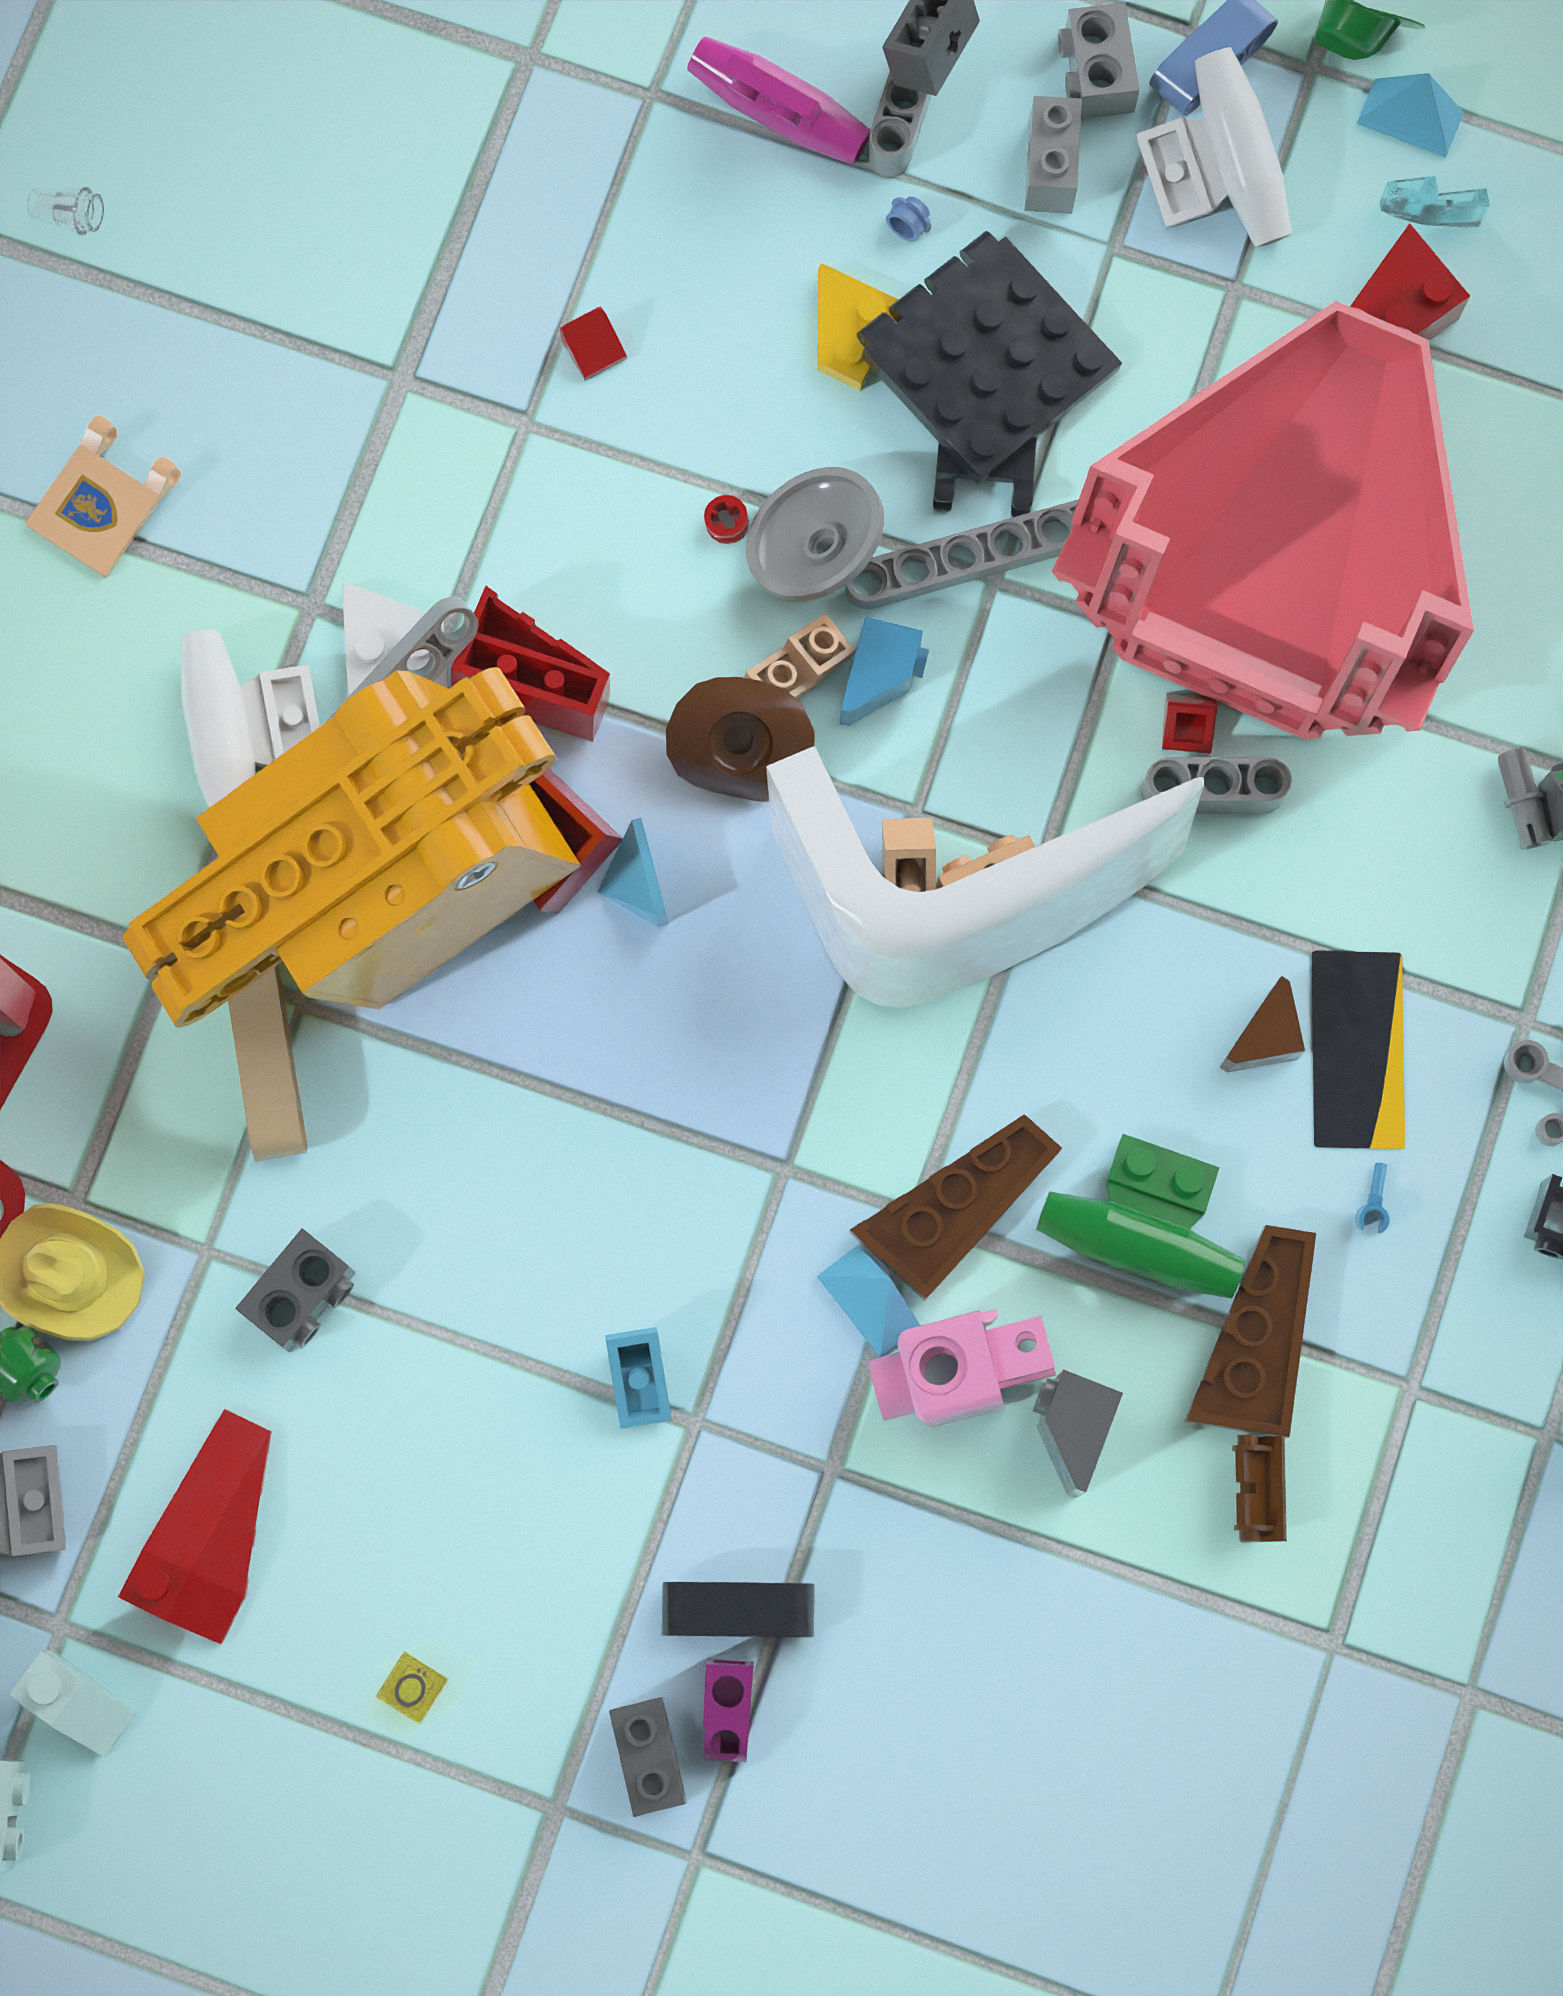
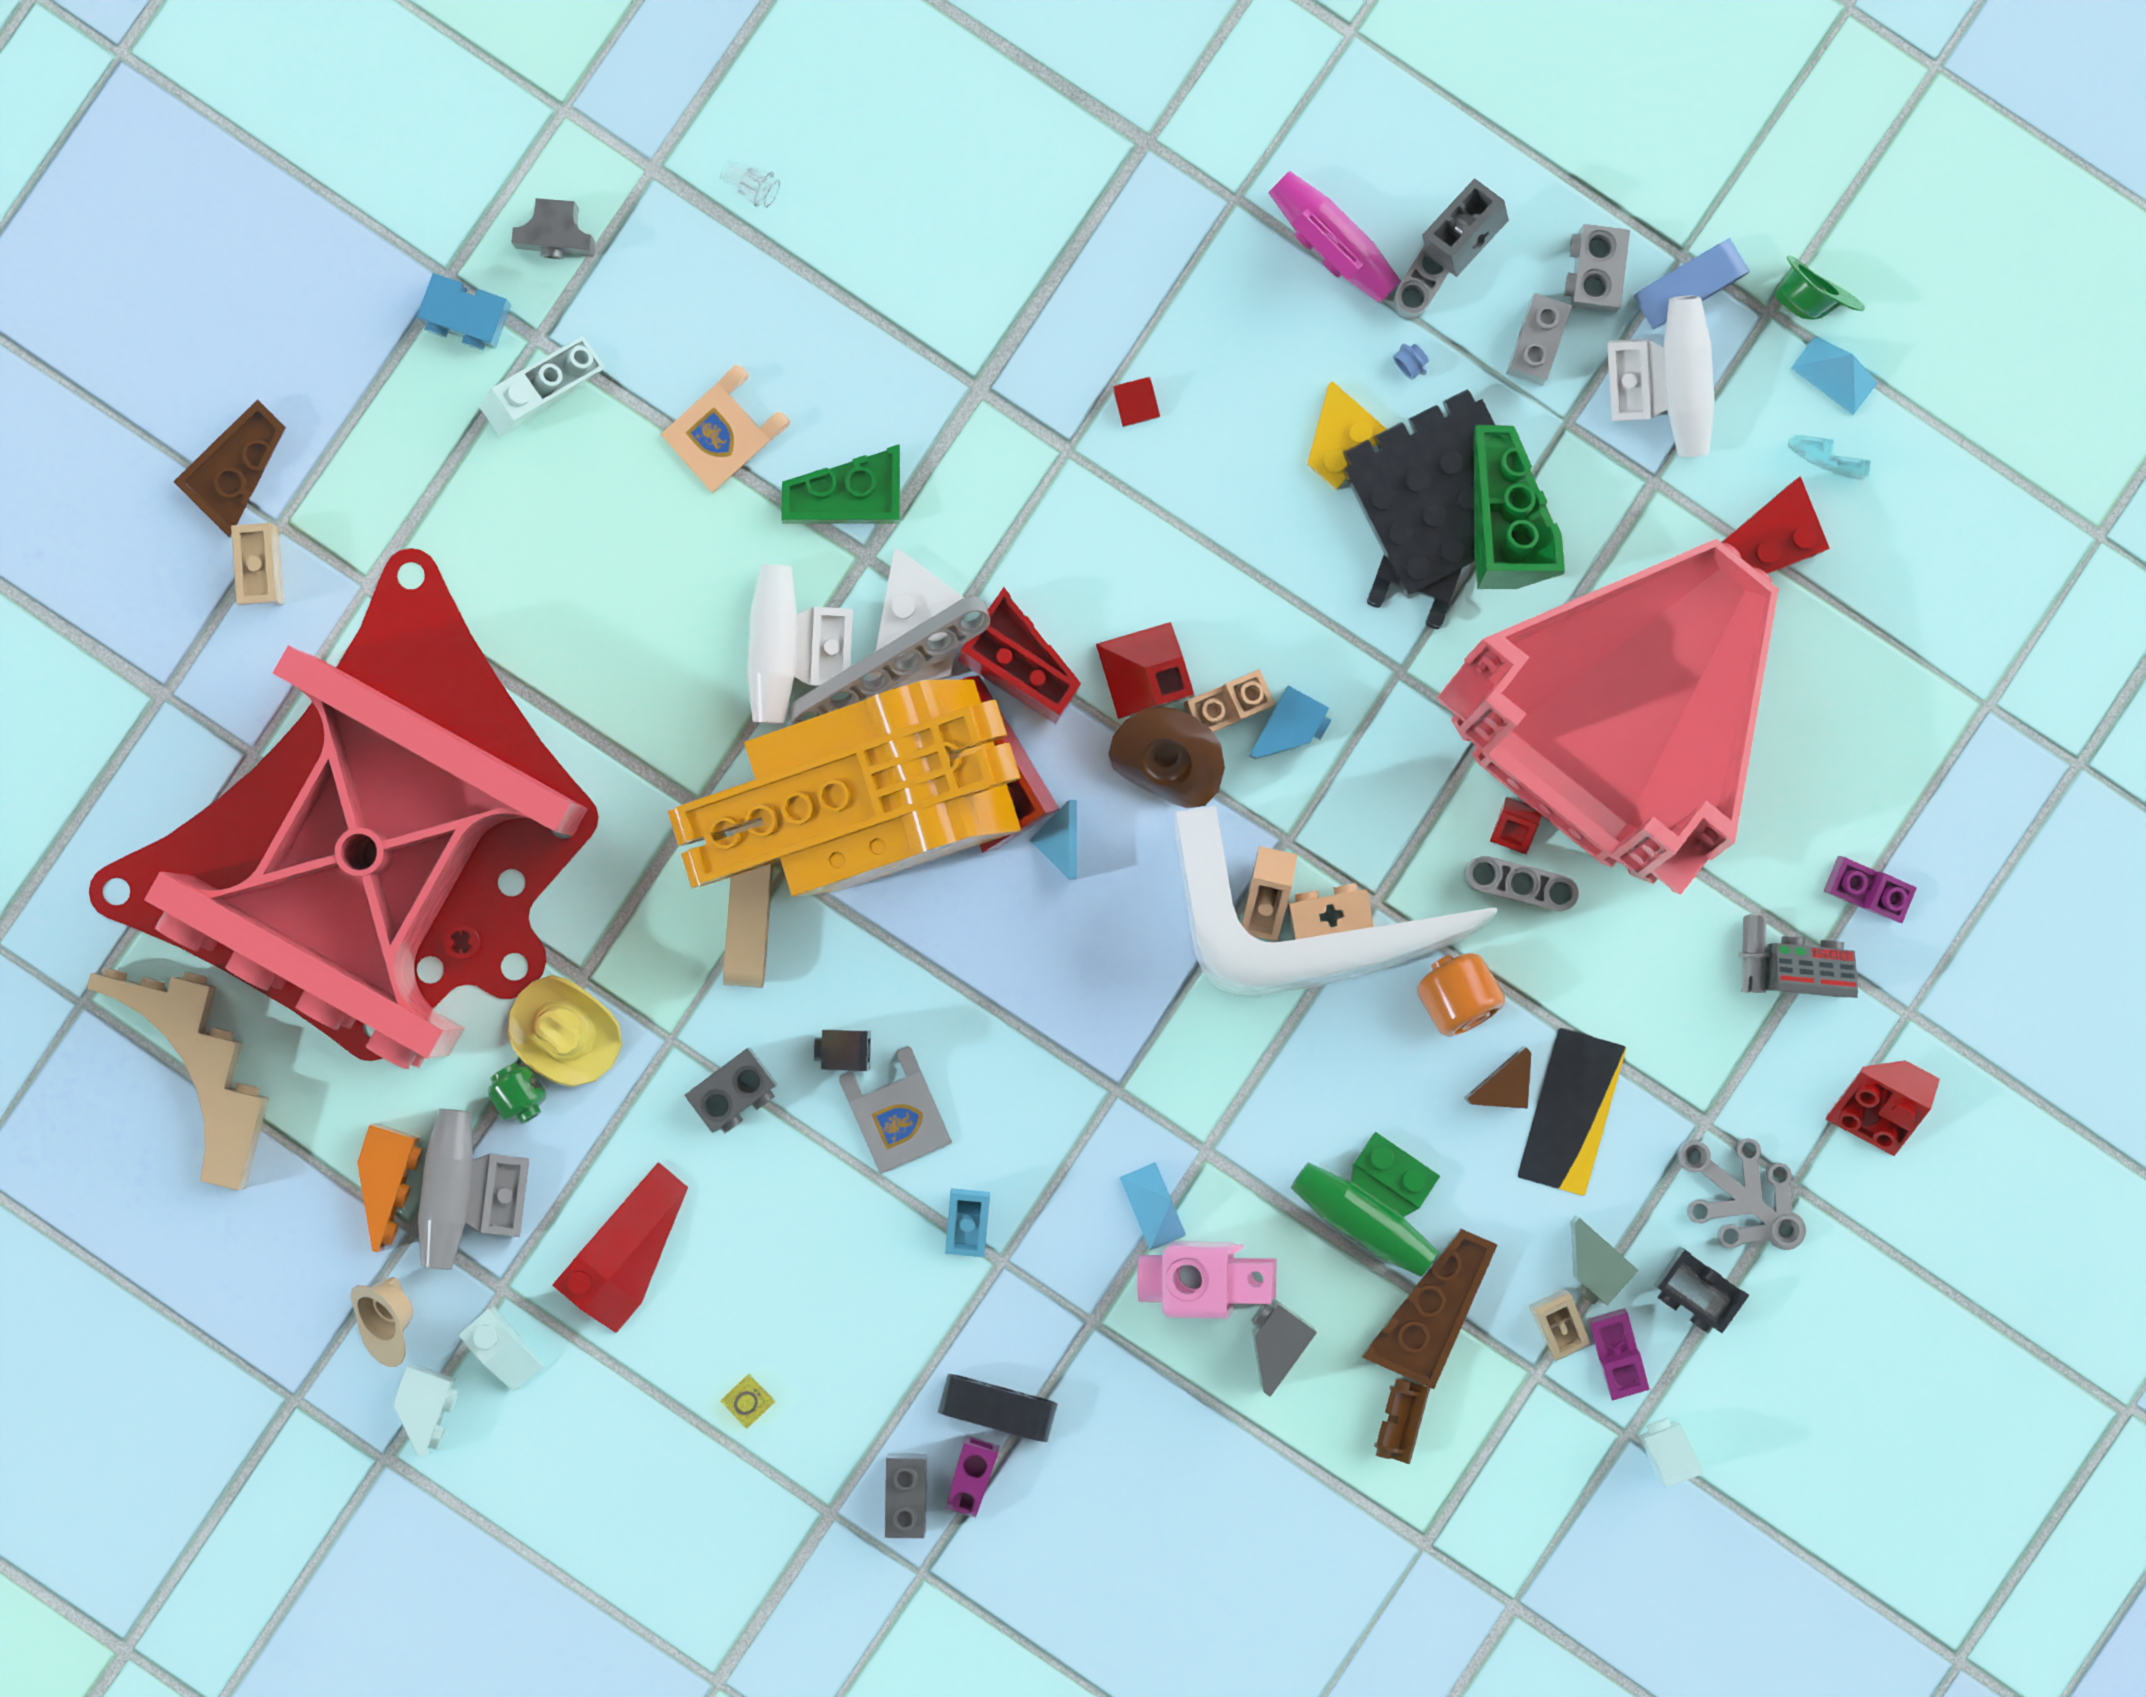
camera: 15 degrees right, 10 degrees up
(272, 534) = (846, 494): none -> green wing
(427, 1200) = (843, 1049): none -> black slope
(519, 1273) = (897, 1119): none -> light grey flag
(686, 646) = (1145, 670): none -> red slope
(733, 506) = (1211, 561): red bush -> none
(815, 534) = (1256, 594): light grey dish -> none
(945, 1216) = (1230, 1157): reddish brown wing -> none
(979, 541) = (1396, 644): light grey beam -> none
(1083, 363) = (1512, 526): none -> green wedge
(1180, 934) = (1460, 993): none -> orange head
(1375, 1199) = (1550, 1229): dark azure hand -> none
(1423, 1313) = (1560, 1324): none -> tan slope
(1447, 1224) = (1597, 1264): none -> sand green slope
(1506, 1334) = (1618, 1354): none -> magenta slope

